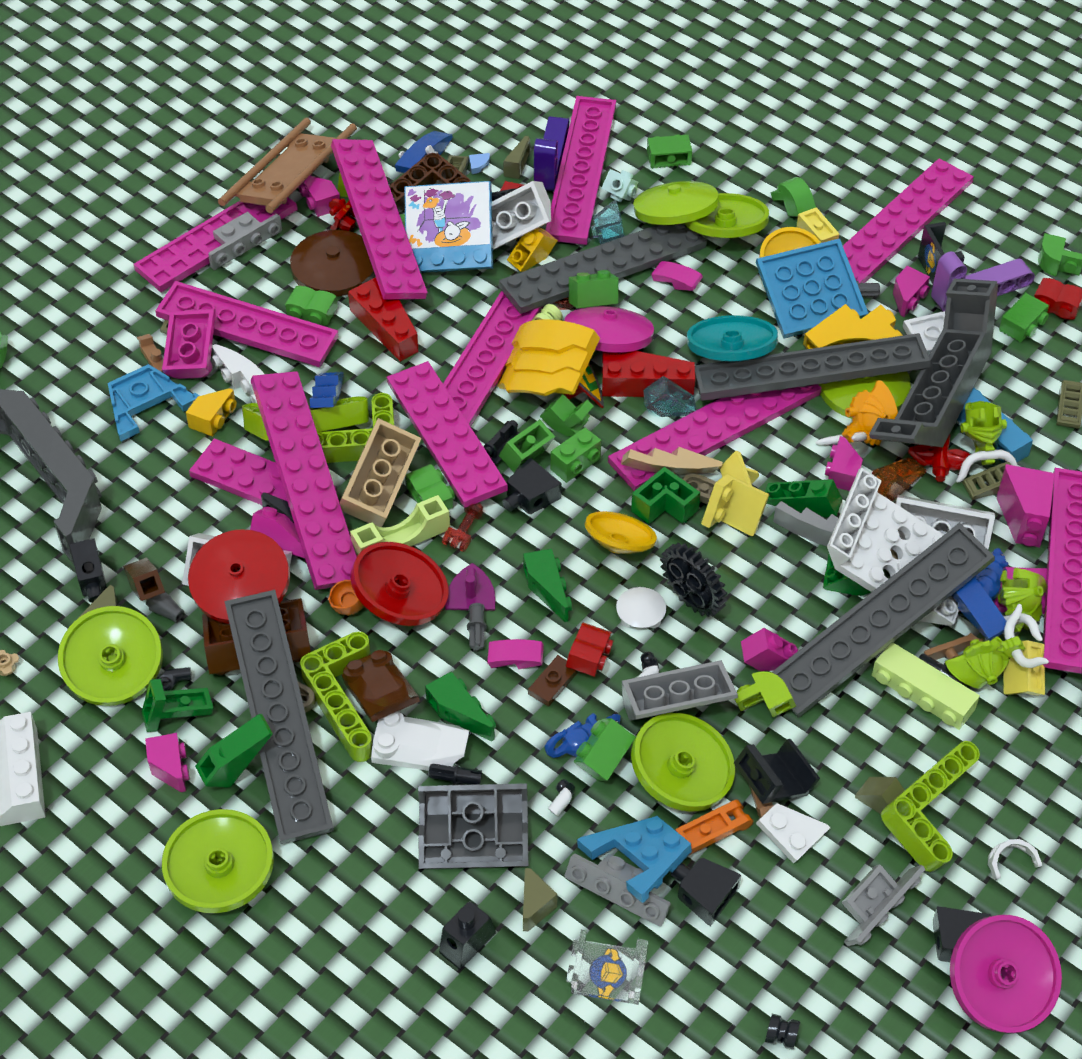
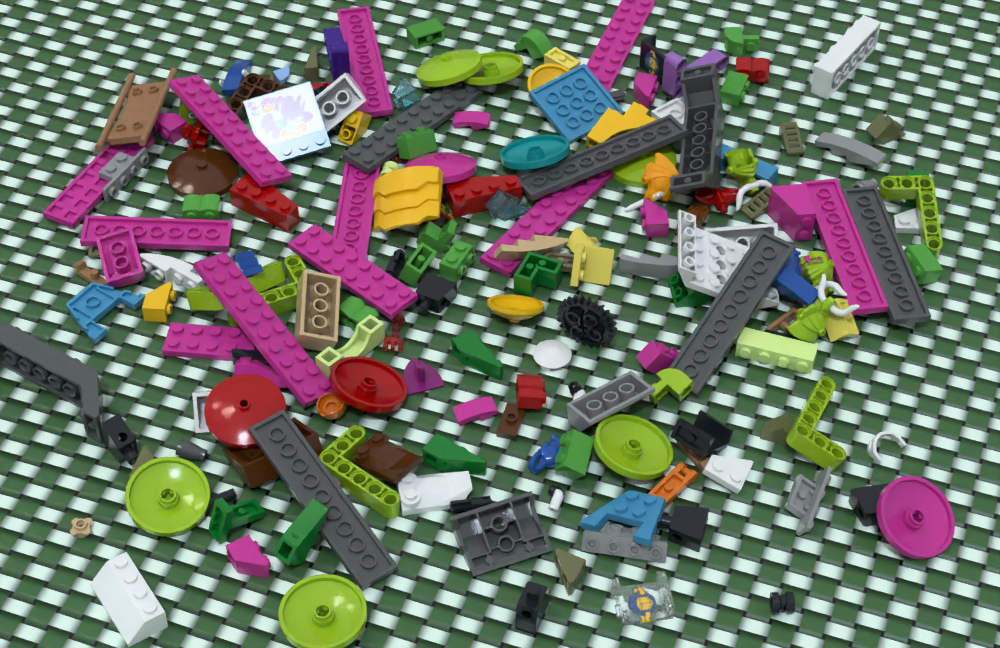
camera: 20 degrees left, 5 degrees down
(144, 579) = (169, 434): reddish brown brick -> none
(476, 626) = (437, 400): dark grey axle -> none
(620, 185) = (396, 62): light aqua brick -> none
(816, 495) = (636, 245): green slope -> none

